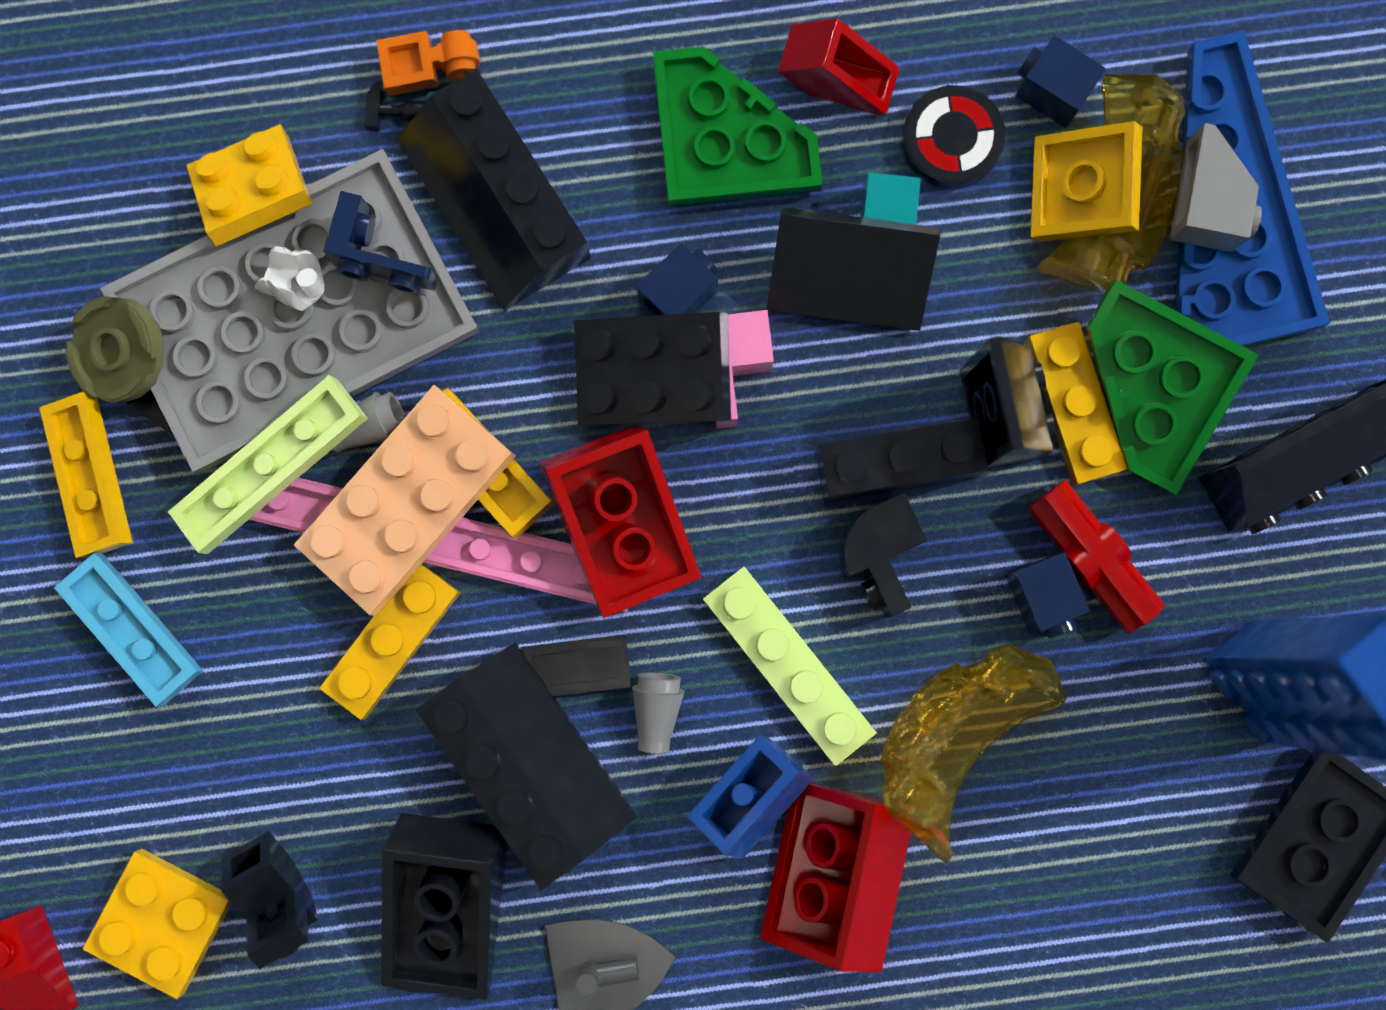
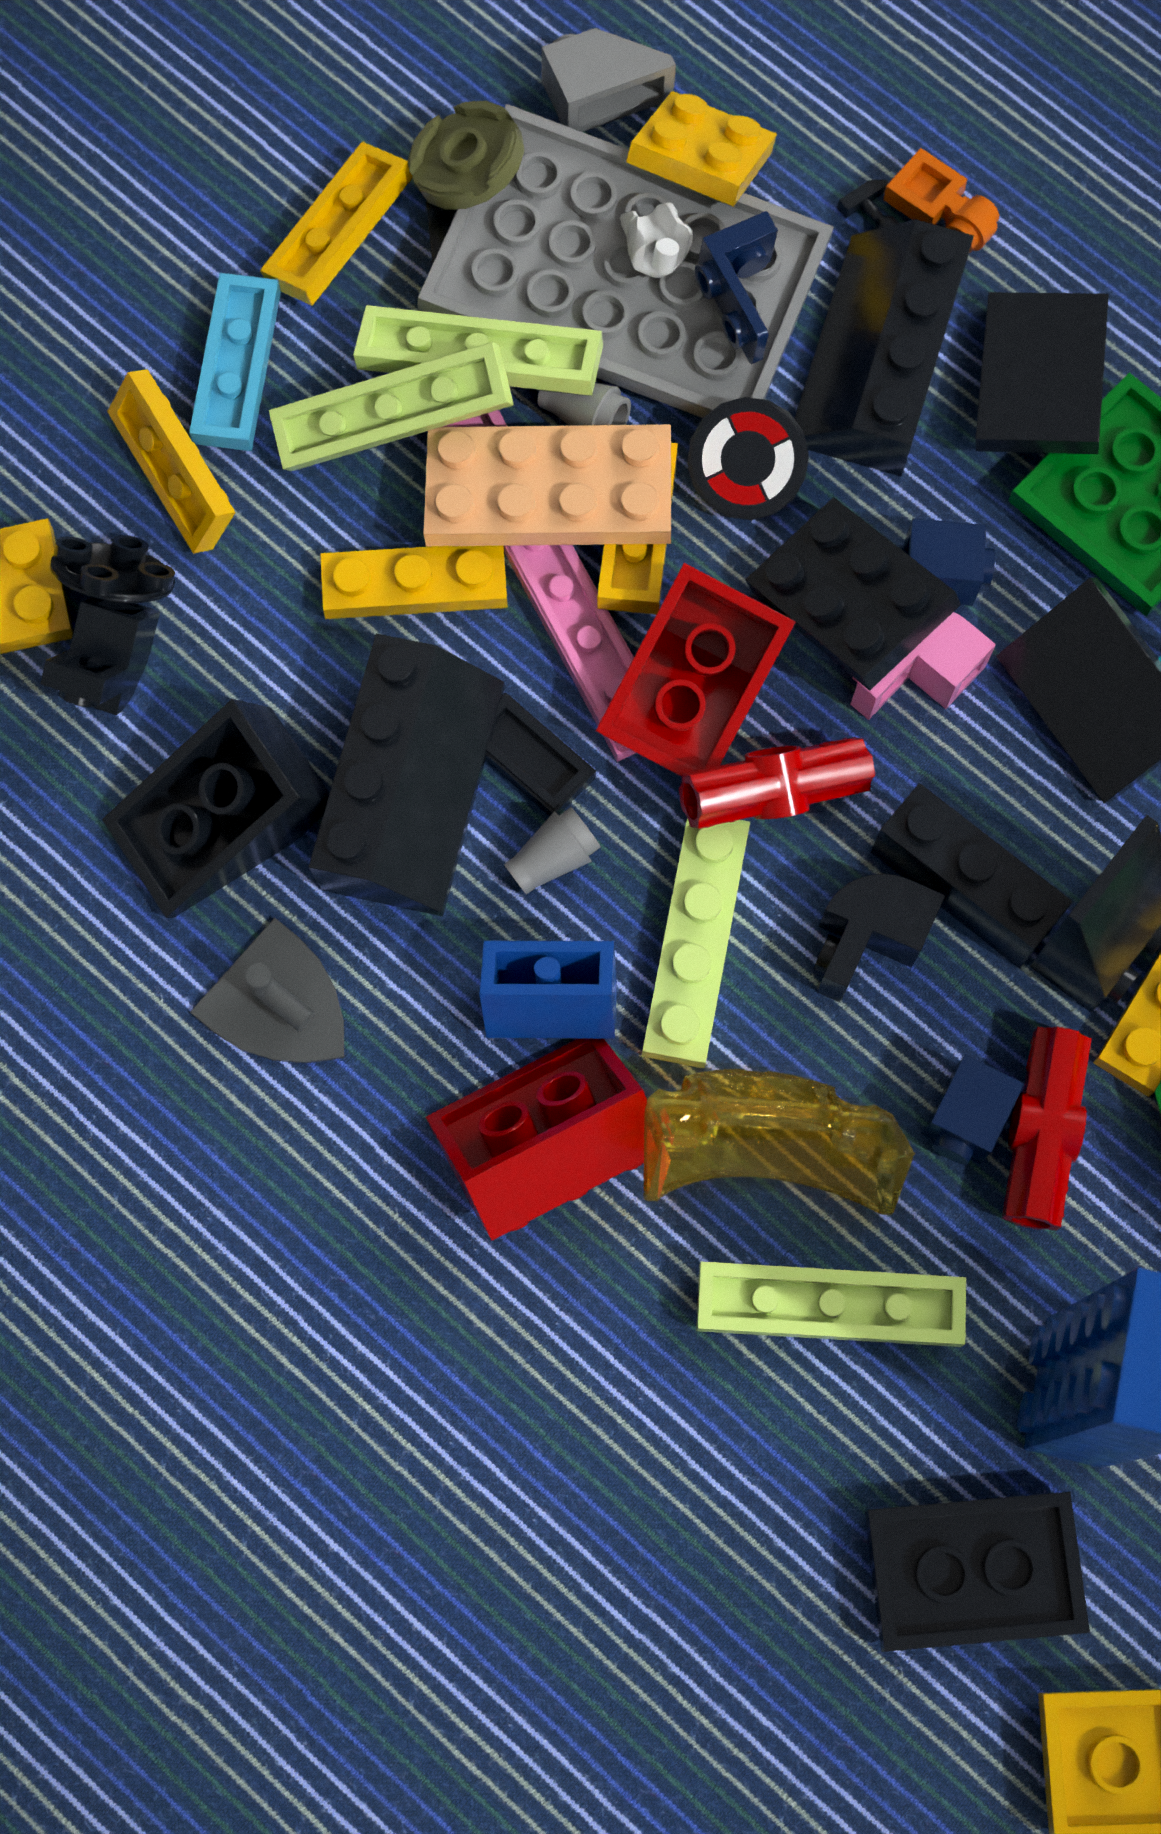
camera: 45 degrees right, 10 degrees down
(136, 204) = (603, 78): none -> light grey slope
(164, 734) = (170, 461): none -> yellow plate
(213, 843) = (112, 571): none -> black dish
(259, 558) = (391, 407): none -> yellowish green plate
(498, 351) = (748, 458): none -> tile
(604, 106) = (1042, 373): none -> black tile
(736, 530) = (776, 782): none -> red piece
(1092, 788) = (831, 1304): none -> yellowish green plate

